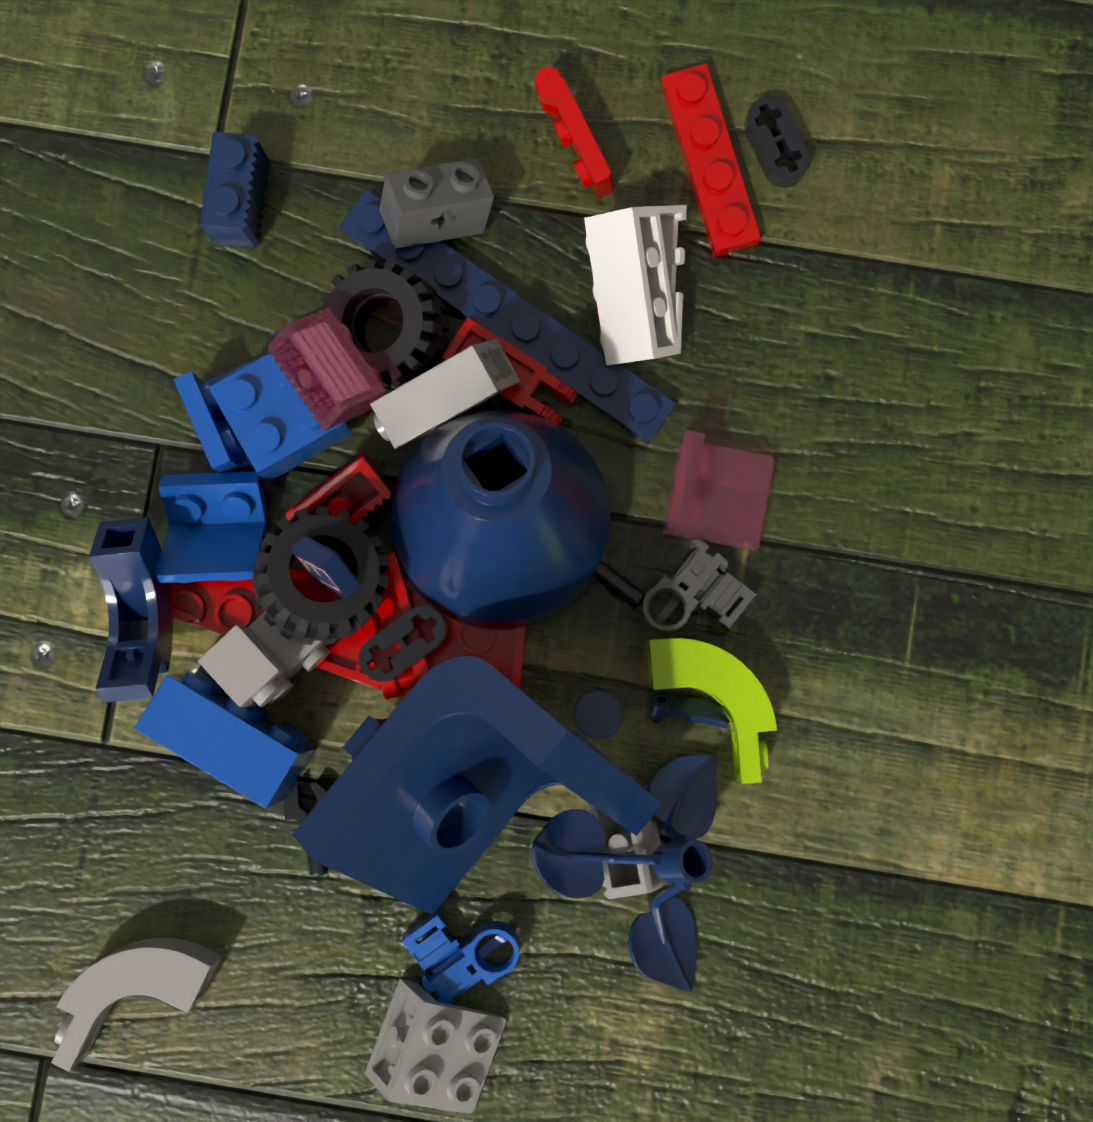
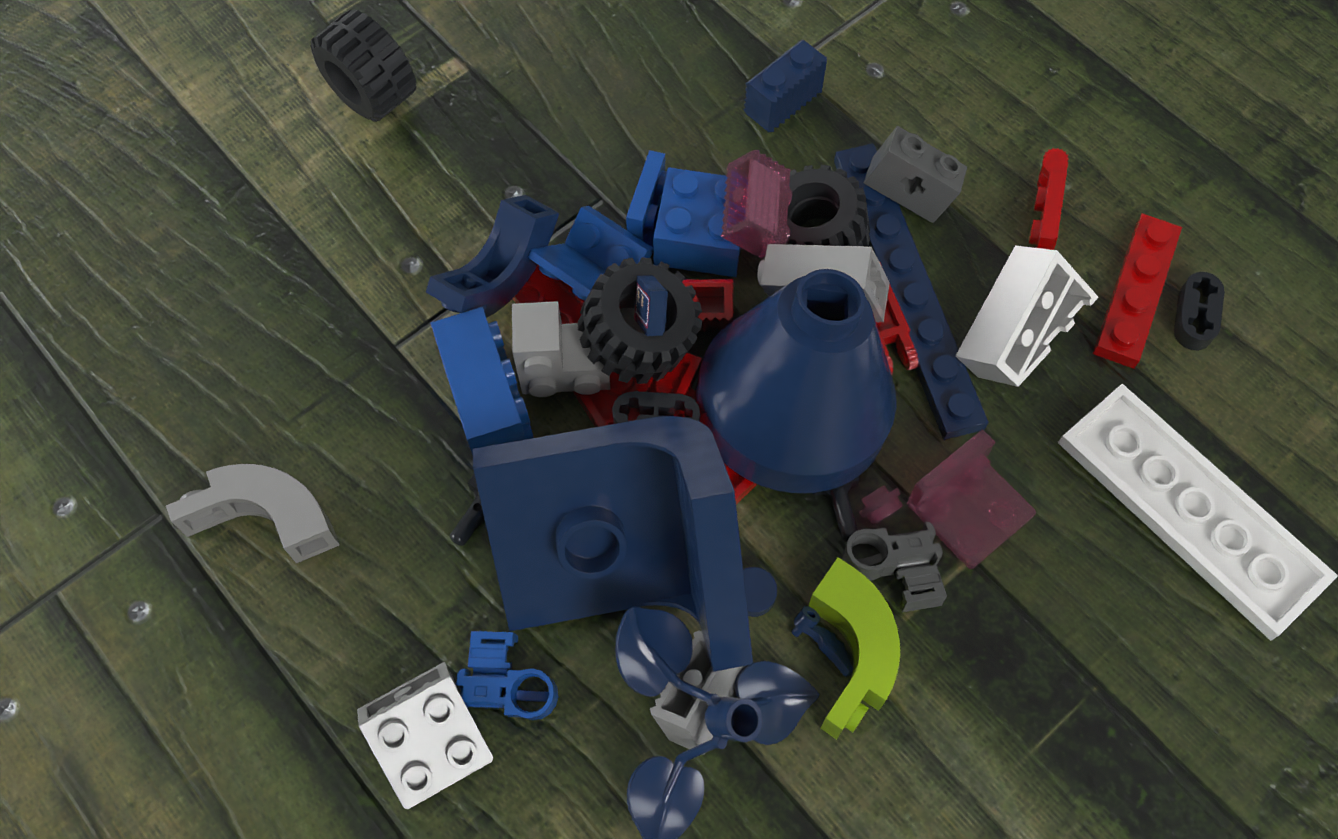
camera: 40 degrees right, 20 degrees down
(644, 555) = (880, 504): none -> clear pink plate
(896, 349) = (1198, 511): none -> white plate

